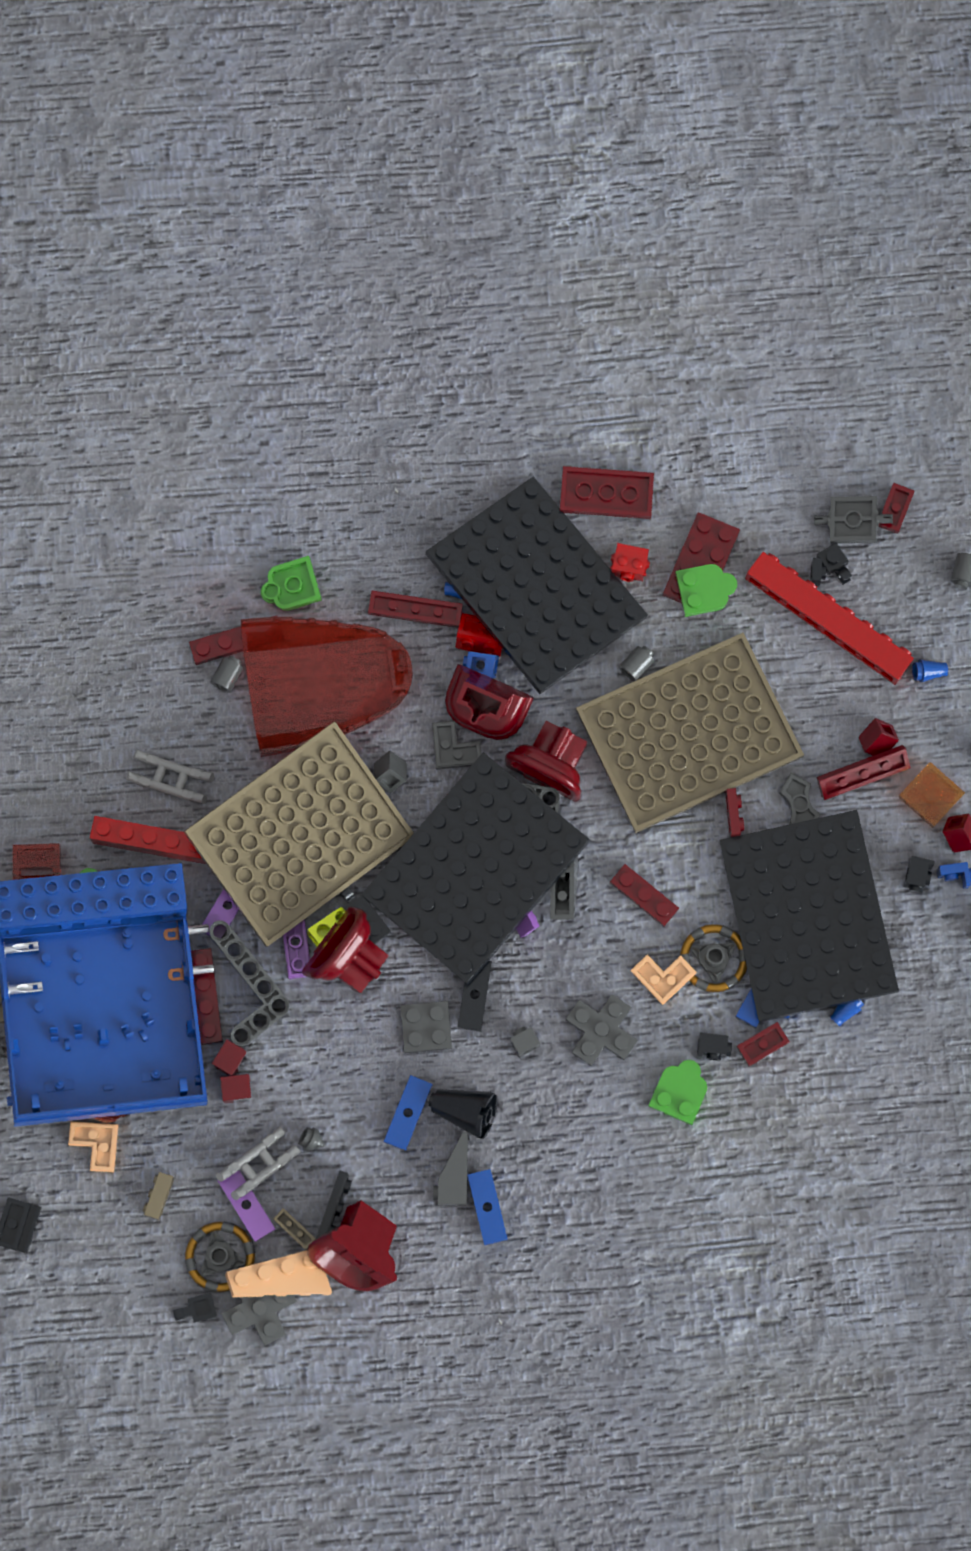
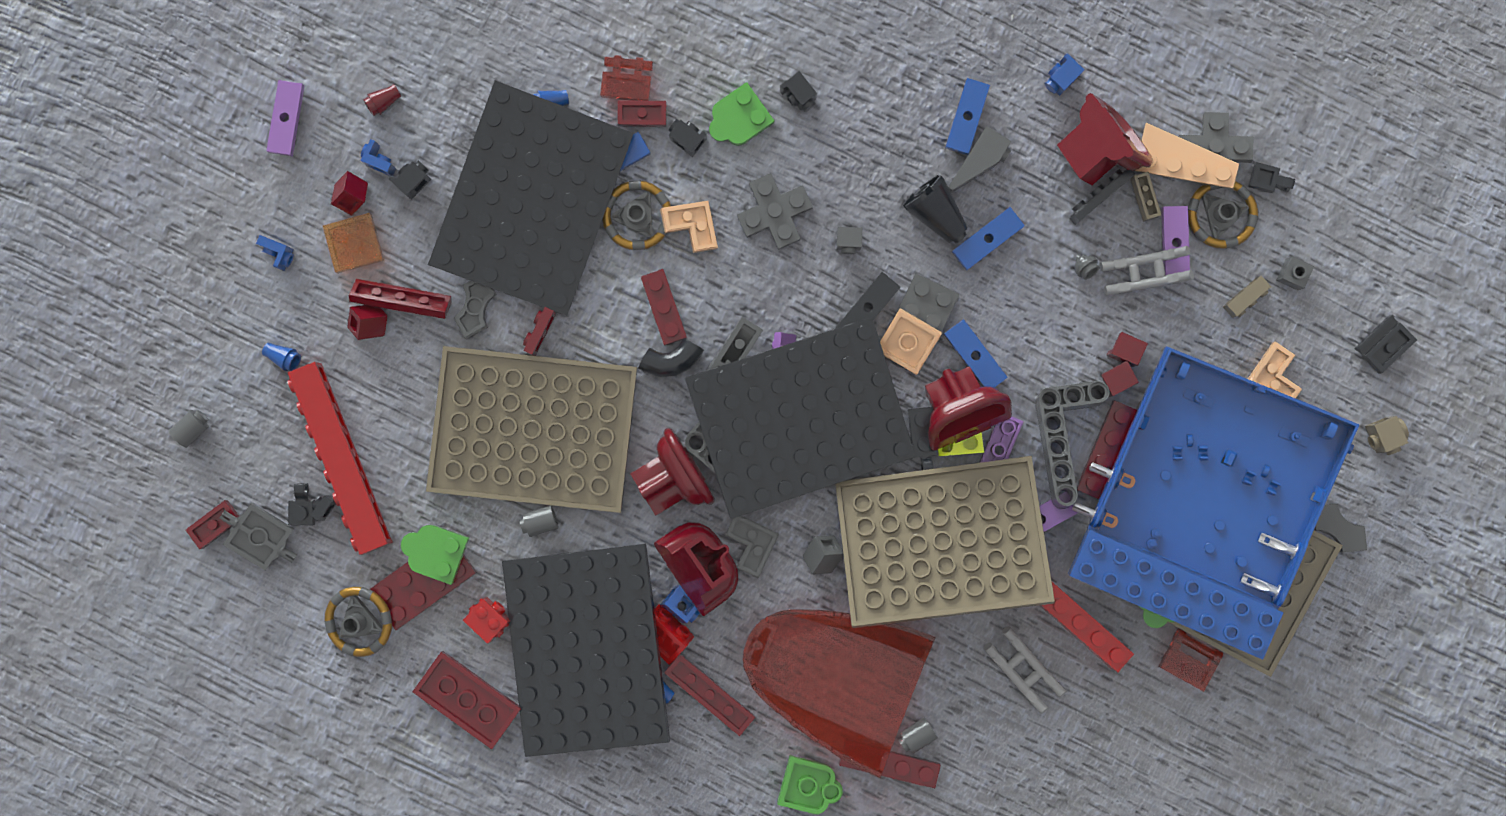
camera: 150 degrees left, 10 degrees up
(136, 1244) = (1288, 276): none -> dark grey plate
(346, 1003) = (966, 342): none -> blue tile
(423, 986) = (909, 341): none -> light nougat tile
(426, 1291) = (1063, 75): none -> blue brick
(608, 852) = (673, 362): none -> black cylinder
(641, 1141) = (799, 92): none -> black brick
(731, 501) = (358, 621): none -> dark grey piece
(791, 1059) = (626, 86): none -> clear red plate

